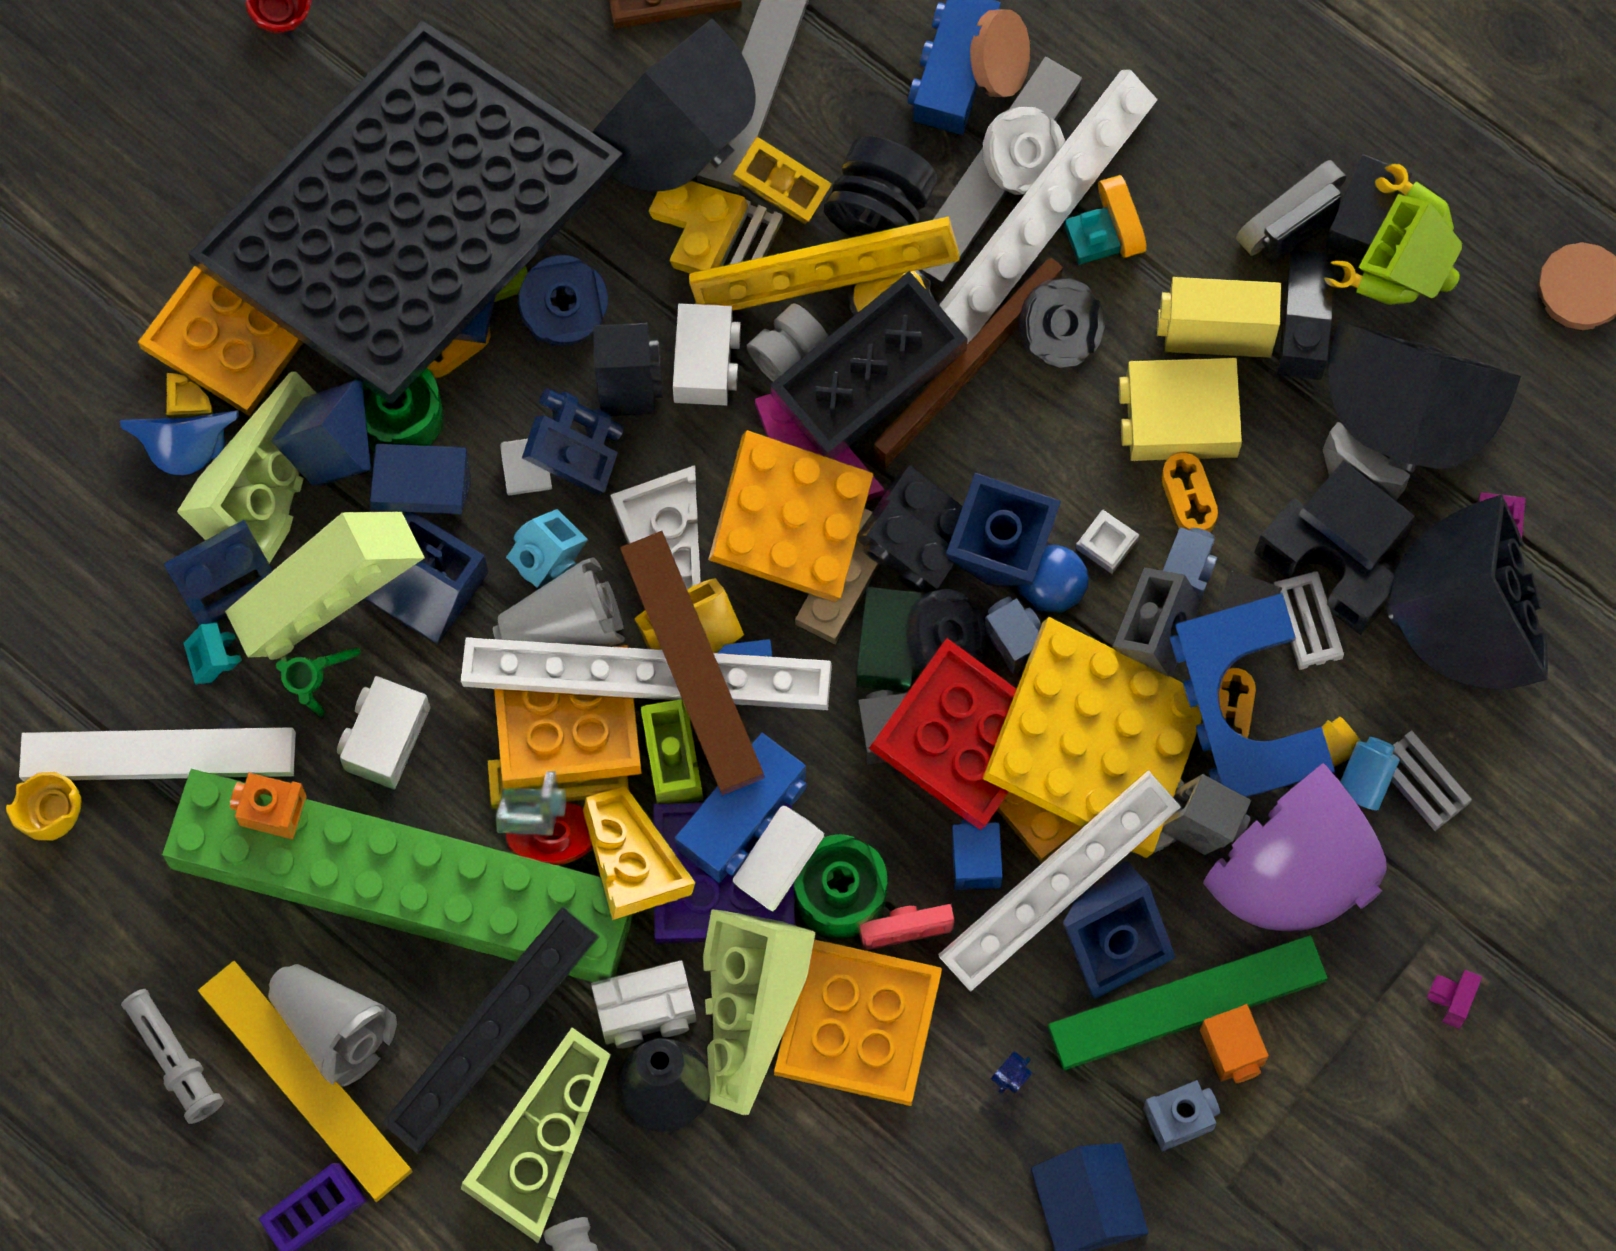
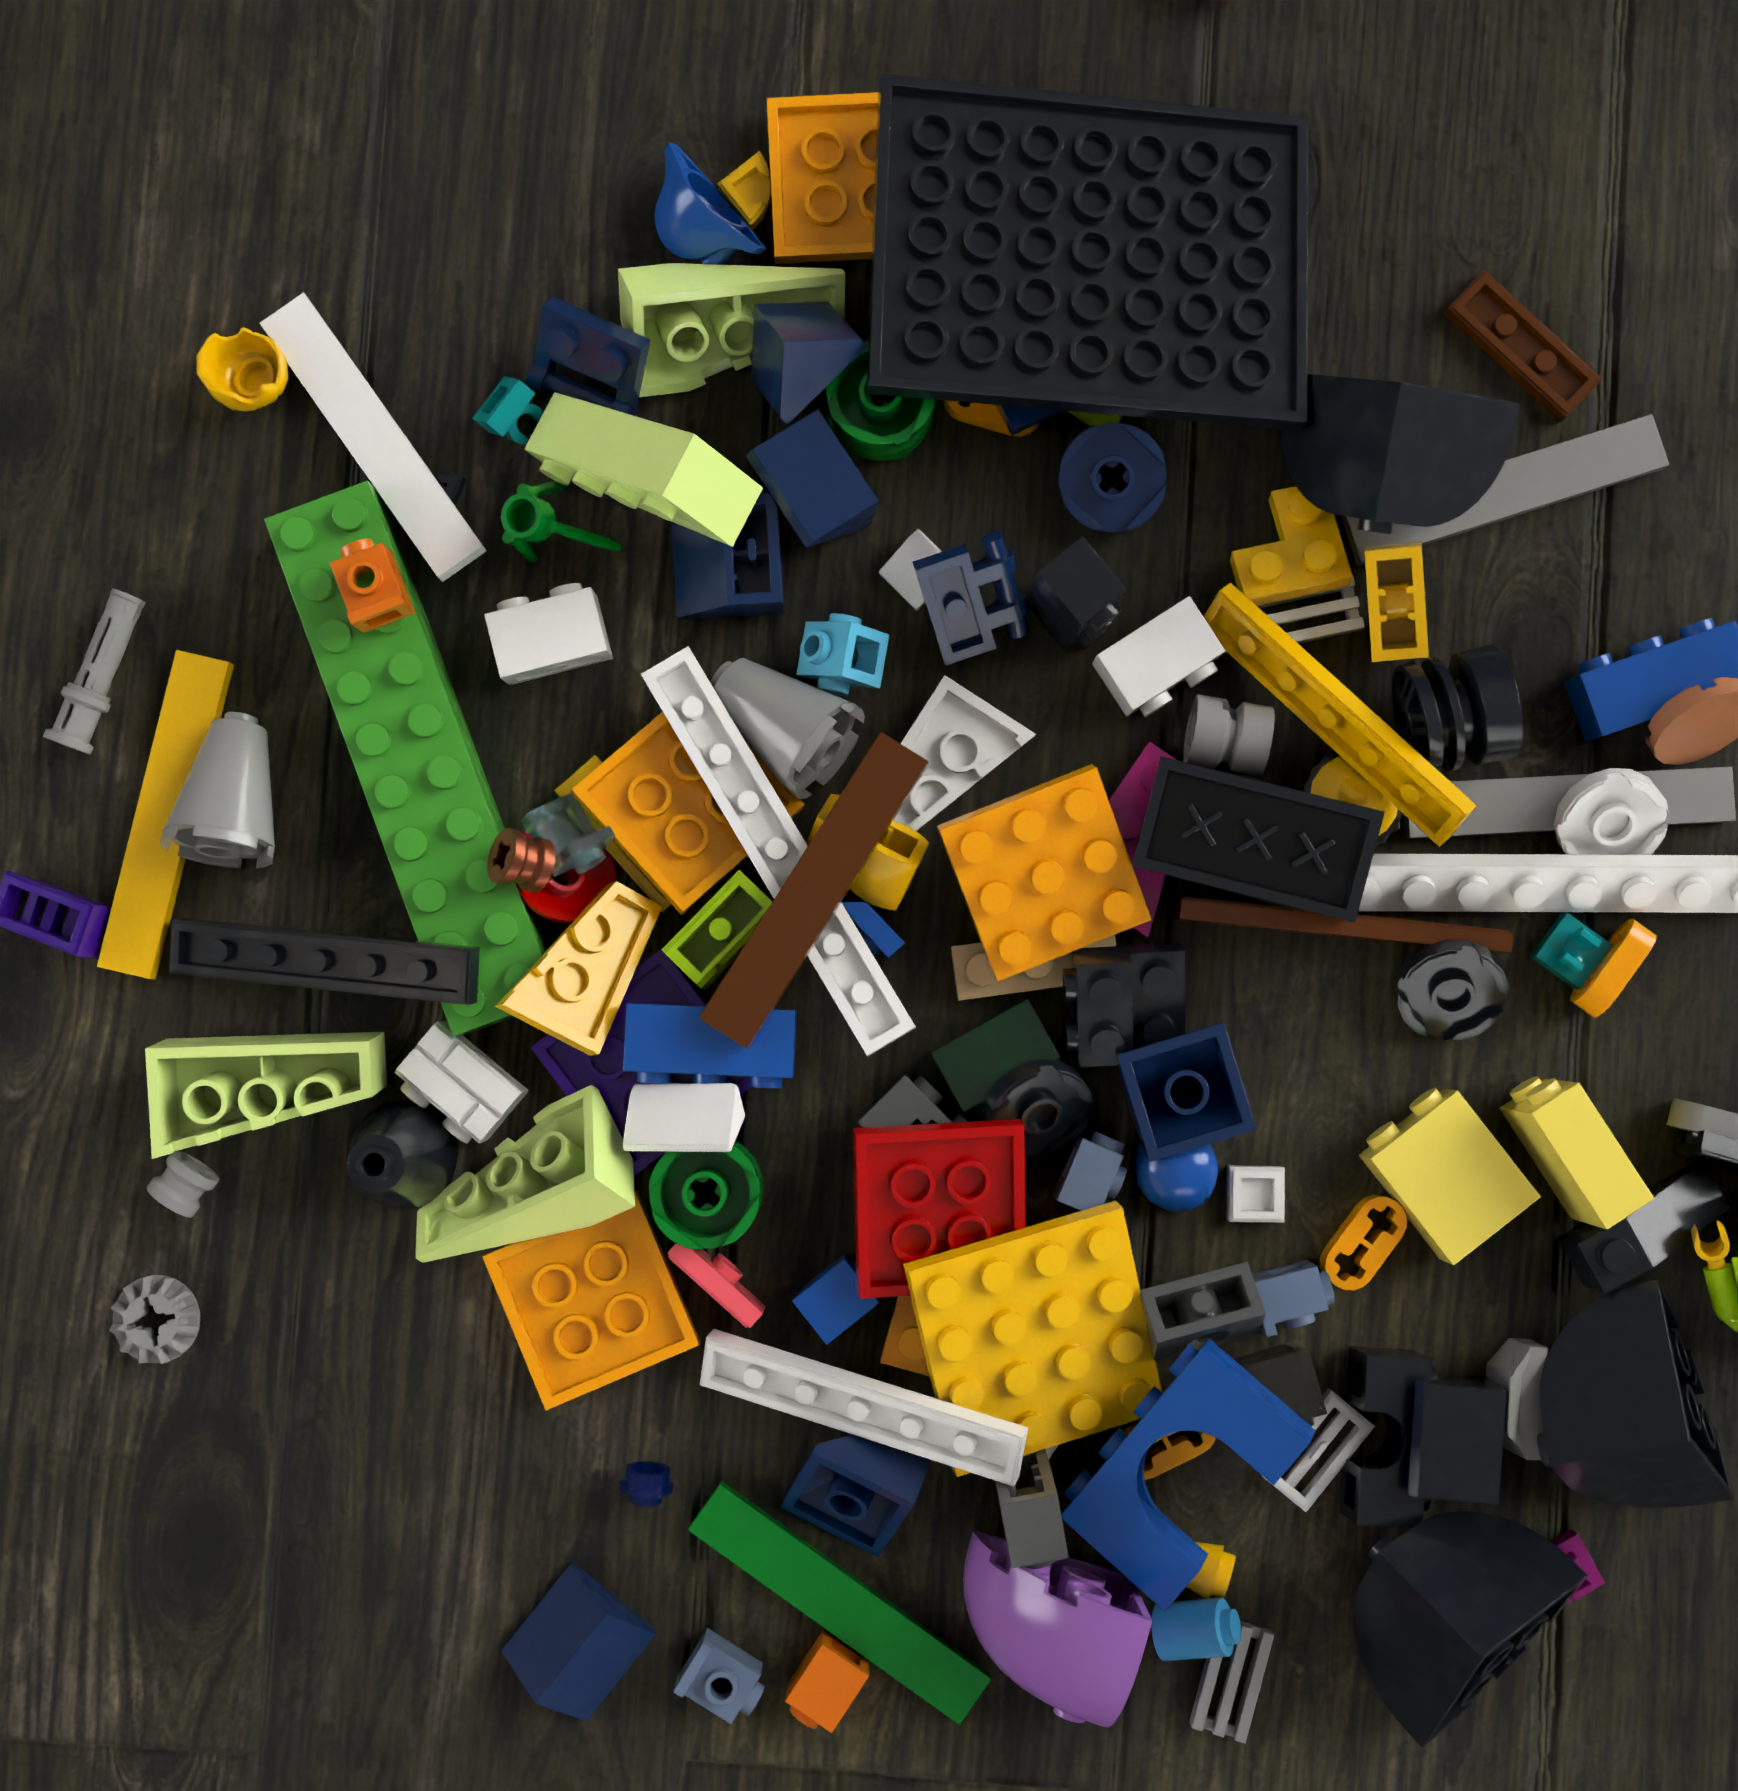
camera: 55 degrees right, 15 degrees up
(527, 839) = (521, 860): none -> copper wheel

